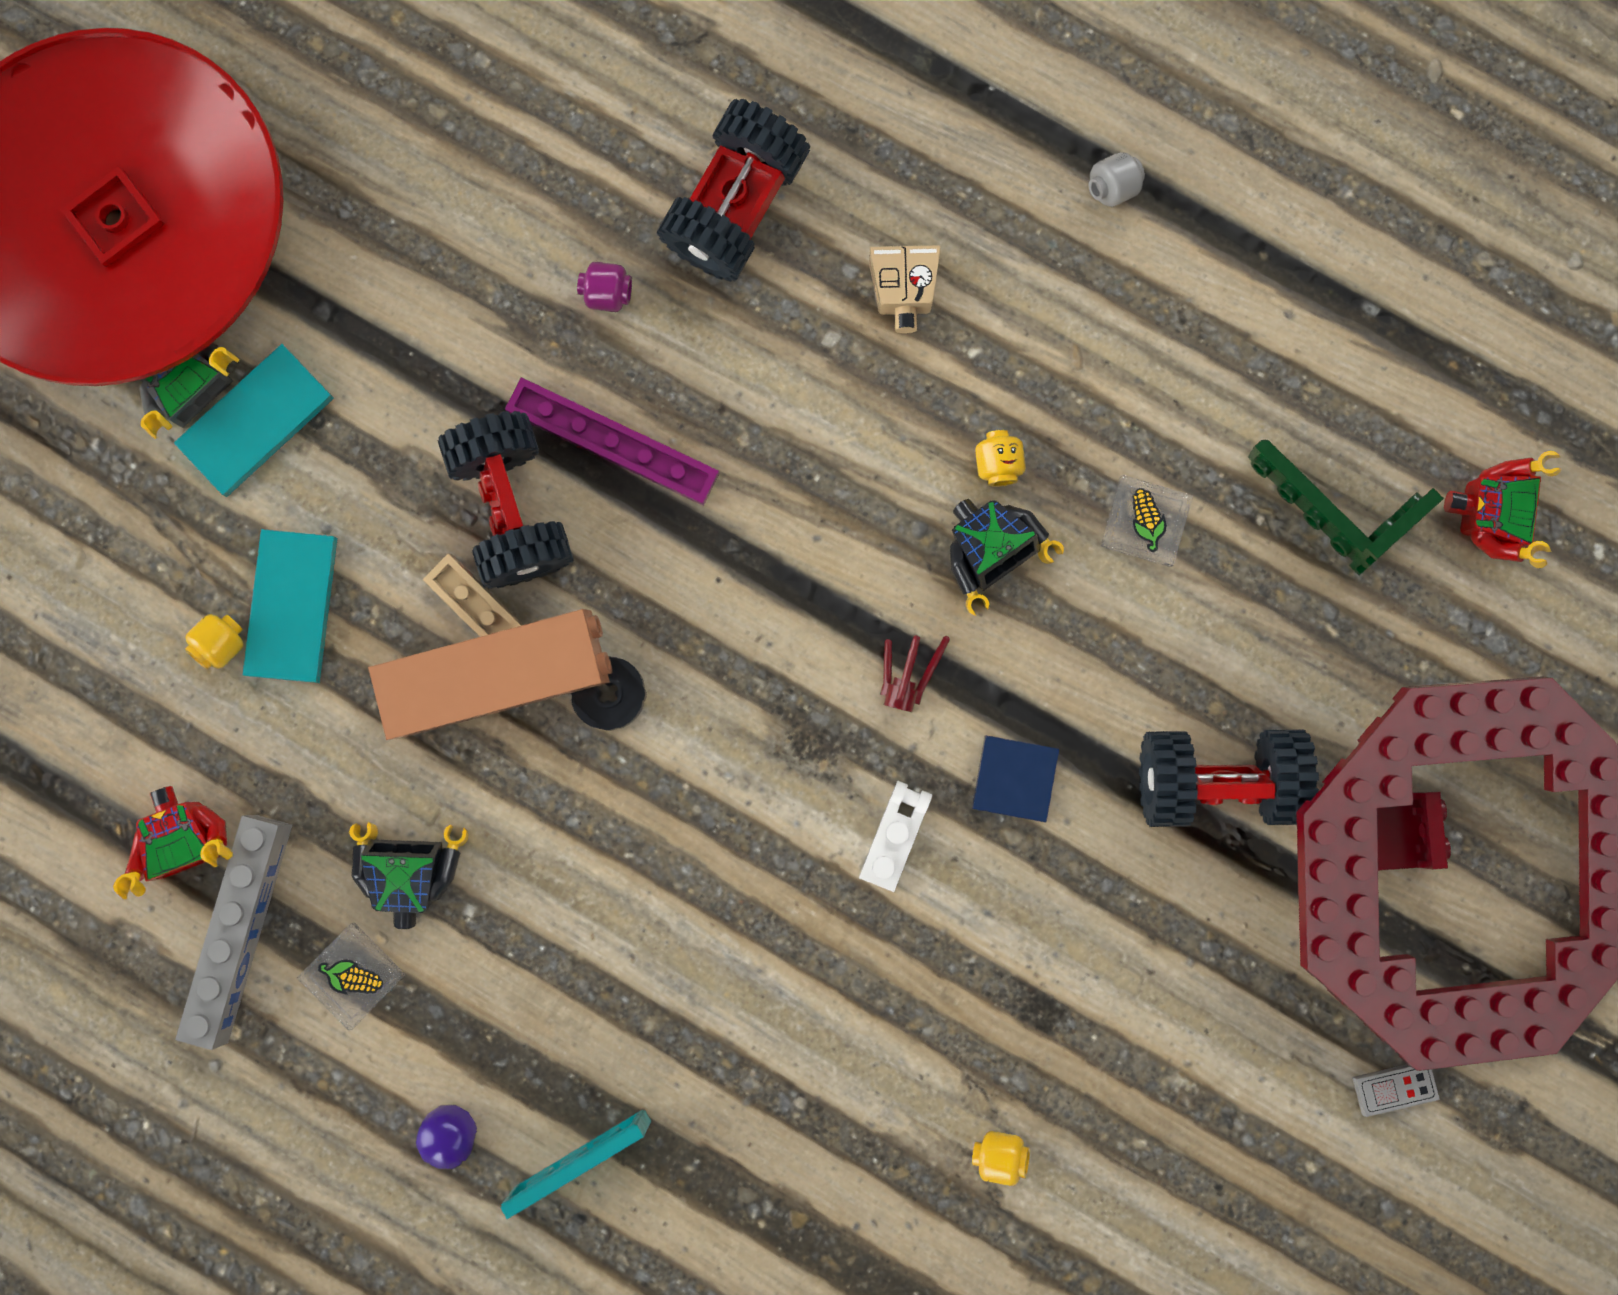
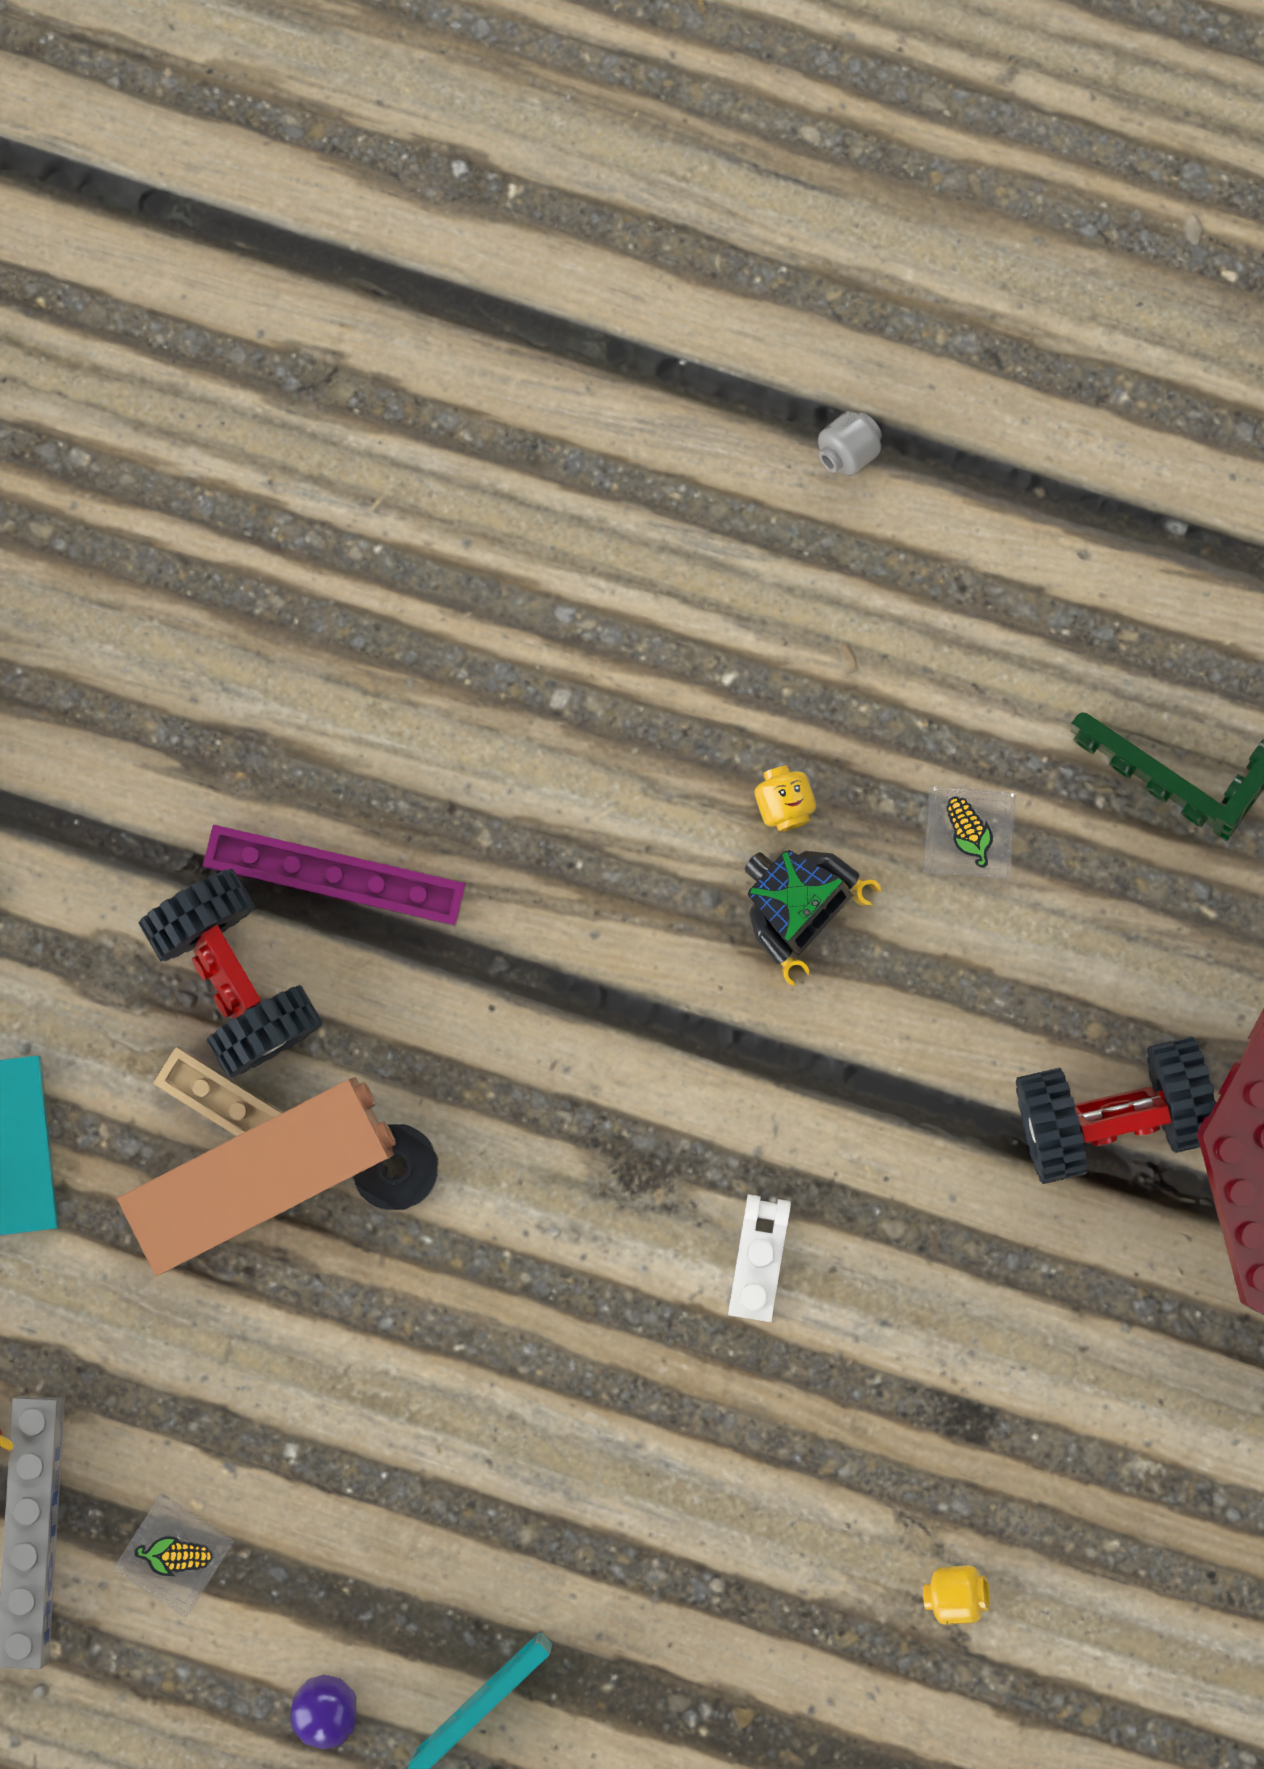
camera: 10 degrees left, 0 degrees up
(403, 874) = (209, 1423): black torso -> none
(605, 286) = (286, 697): magenta head -> none
(752, 162) = (412, 557): black plate -> none
(902, 693) = (730, 1093): dark red plant -> none
(904, 282) = (631, 617): tan torso -> none
(1015, 778) = (881, 1162): dark blue tile -> none

